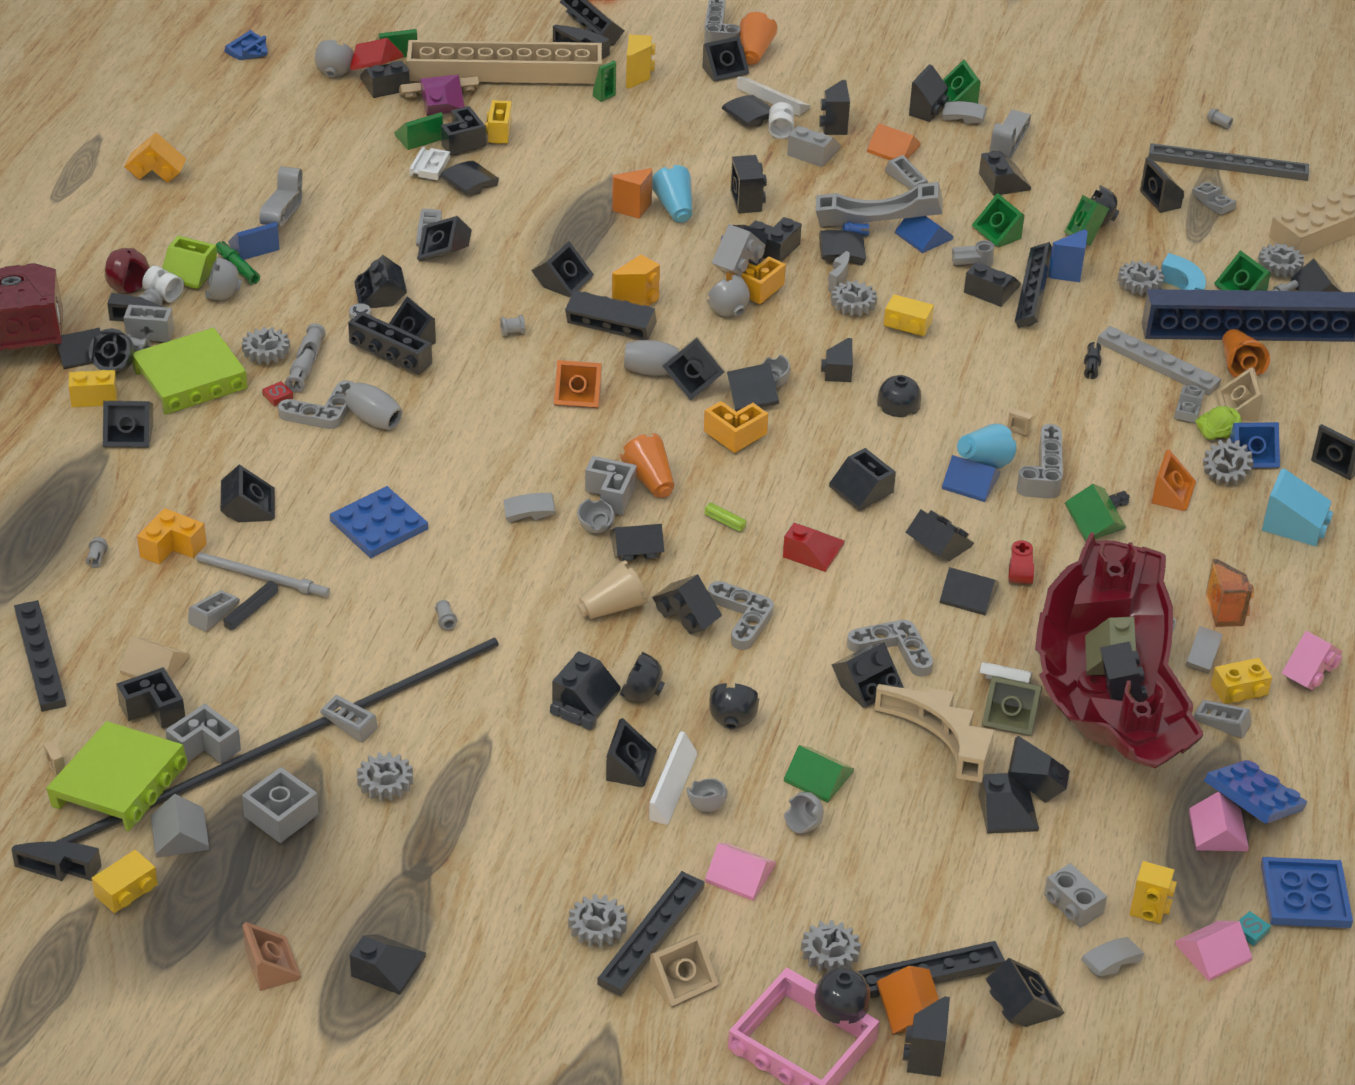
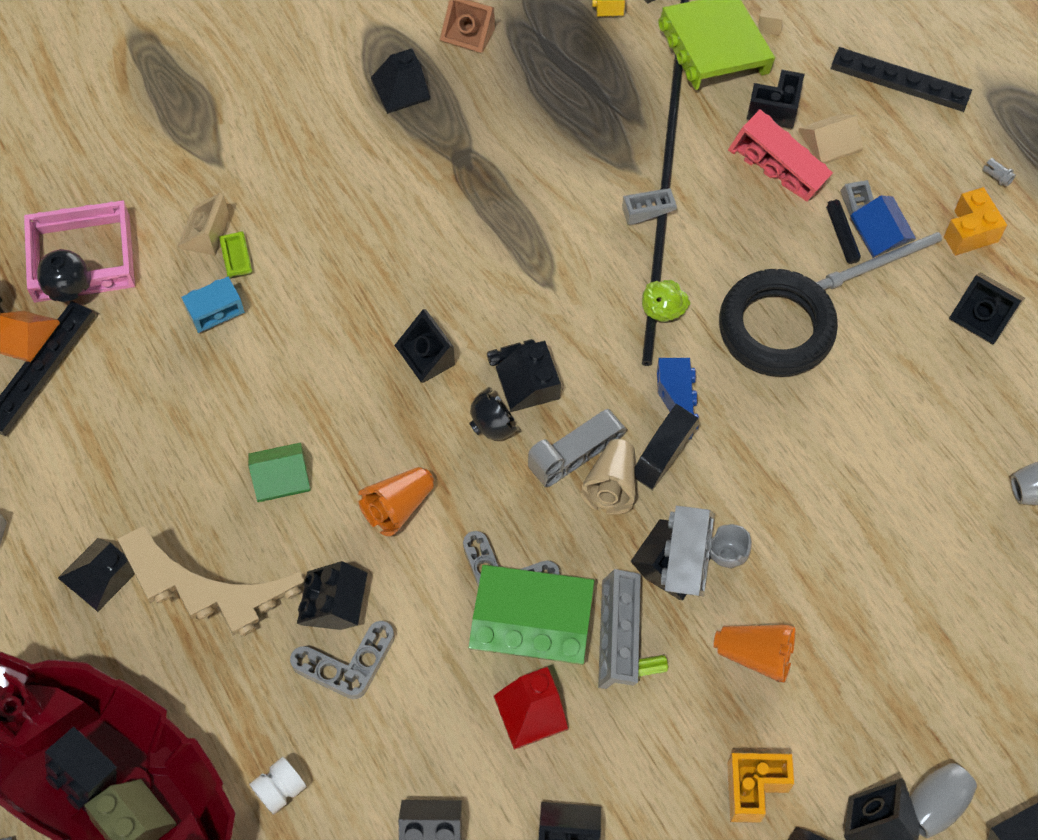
camera: 135 degrees right, 20 degrees up
(179, 827) = (634, 54): light grey slope -> none
(206, 732) = (708, 108): light grey brick -> none
(216, 667) = (780, 156): none -> coral wedge
(226, 581) = (882, 225): none -> blue slope
(280, 804) = (593, 105): light grey brick -> none
(378, 521) = (878, 387): blue plate -> none
(384, 616) = (767, 359): none -> black tyre
(385, 776) = (563, 186): light grey gear -> none
(433, 654) = (672, 304): none -> lime hair
(447, 619) = (708, 347): light grey pin -> none
(502, 608) = (675, 383): none -> blue slope
(535, 505) = (793, 508): light grey slope -> none
(557, 578) = (665, 446): none -> black slope
(578, 383) = (945, 691): orange slope -> none
(597, 921) = (300, 211): light grey gear -> none
(612, 480) = (759, 597): light grey brick -> none
(615, 629) = (556, 461): none -> light grey beam
(630, 508) = (688, 551): none -> light grey slope
(650, 933) = (257, 238): black plate -> none
(672, 780) = (376, 362): white slope -> none
(684, 928) = (235, 254): none -> lime tile
(691, 603) = (544, 516): black brick -> none
(707, 795) = (334, 364): light grey hair -> none
(716, 526) = (619, 629): none -> light grey fence
(733, 706) = (398, 453): black cylinder -> none
(738, 870) = (251, 339): bright pink slope -> none
(745, 901) = (213, 304): none -> dark azure brick
(761, 568) = (532, 614): none -> bright green slope
(770, 680) = (395, 499): none -> orange cone
(804, 813) = (244, 415): light grey hair -> none
(830, 946) = (108, 327): light grey gear -> none
(968, 591) = (344, 799): black slope -> none
(996, 613) = (278, 785): none -> white wheel
(1005, 672) = (214, 710): white plate -> none
(1012, 705) = (181, 683): olive slope -> none
(1037, 770) = (93, 619): black slope -> none

